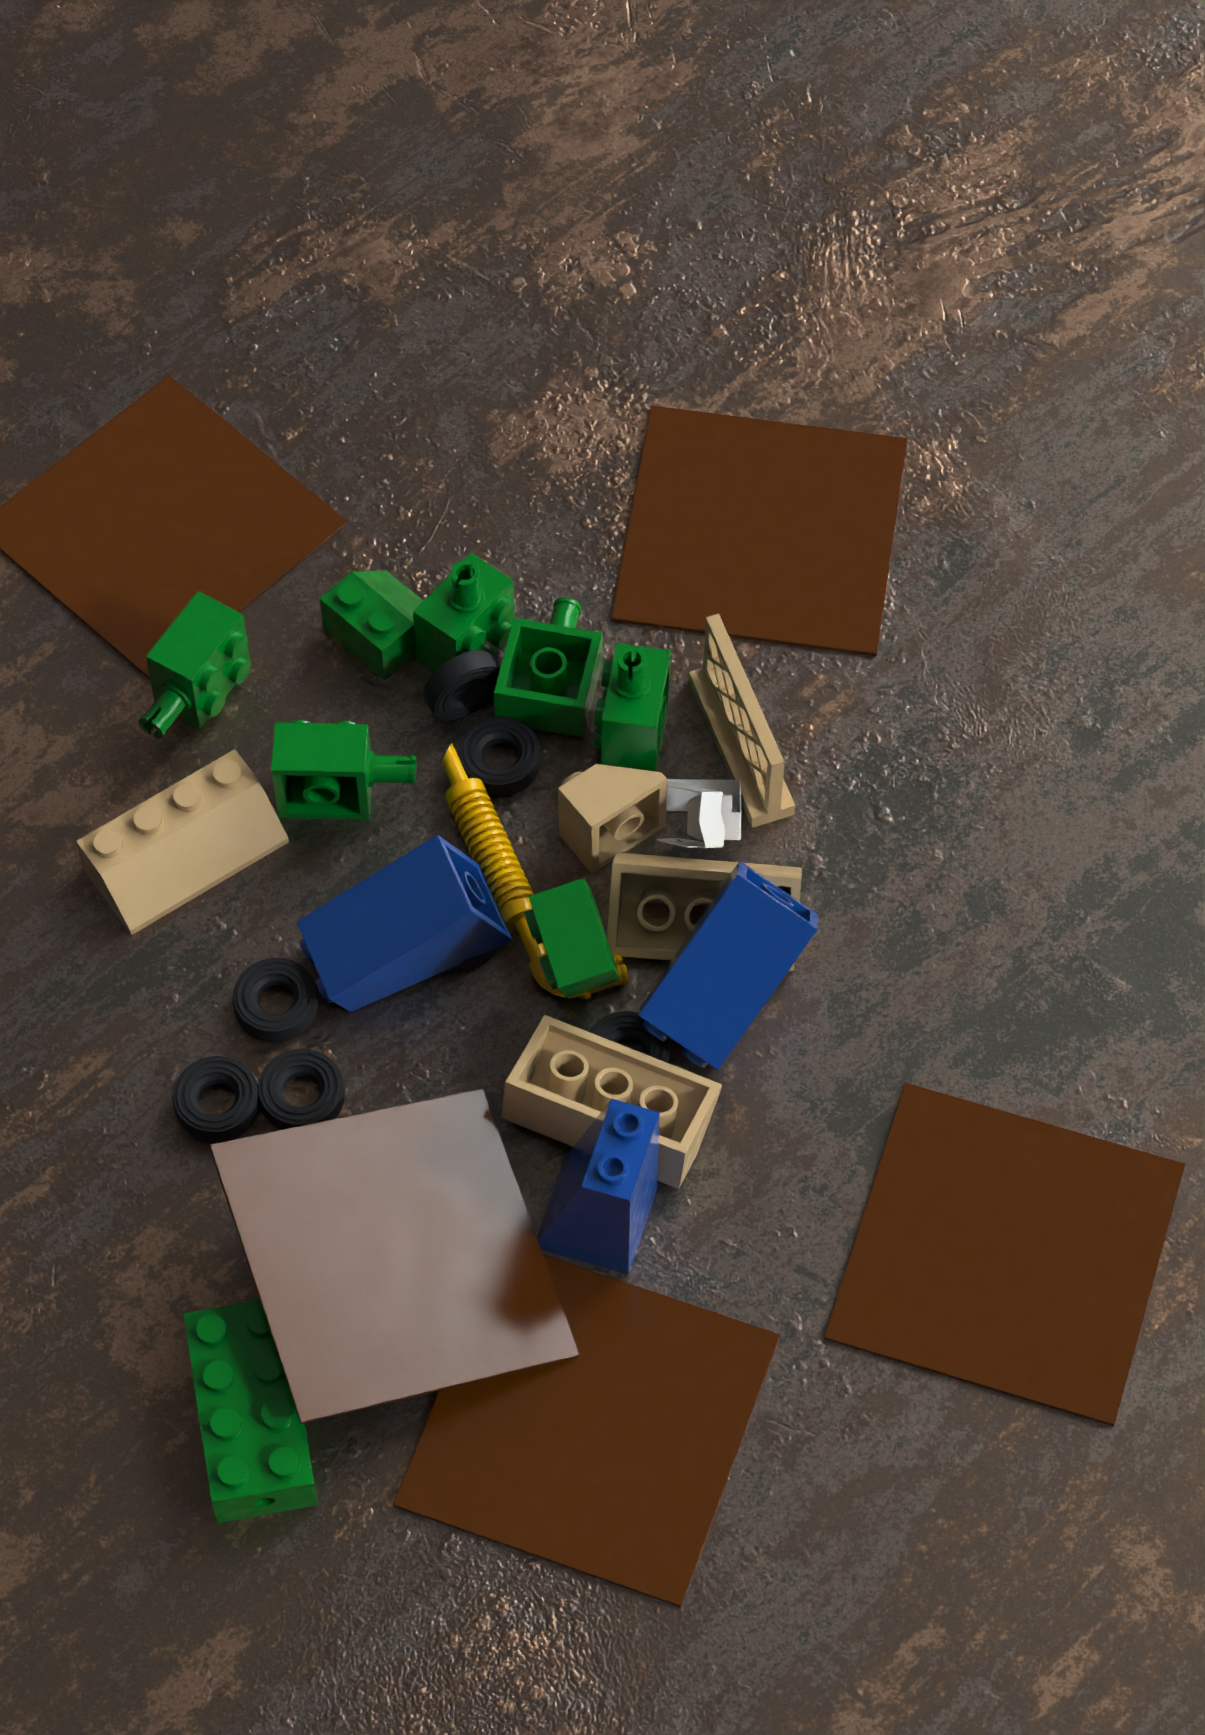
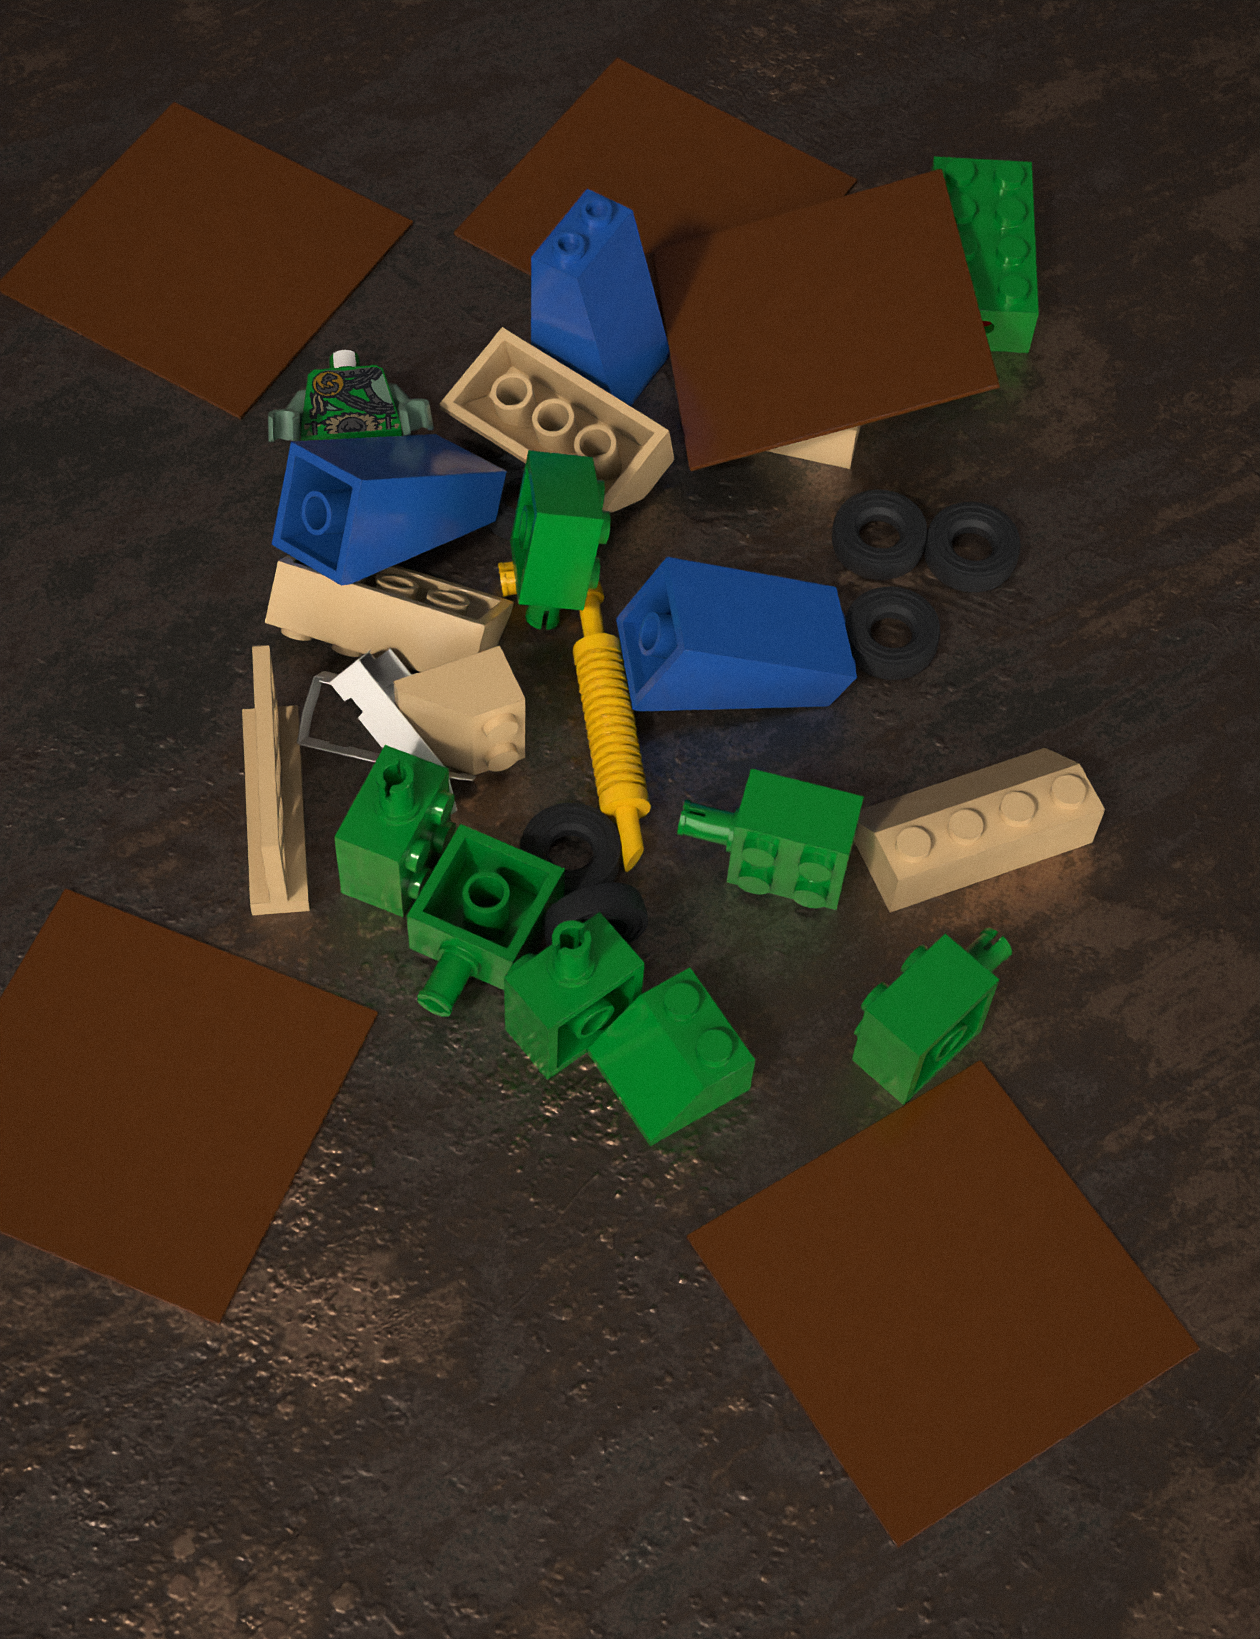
camera: 170 degrees left, 0 degrees up
(803, 1081) = (348, 404): none -> torso

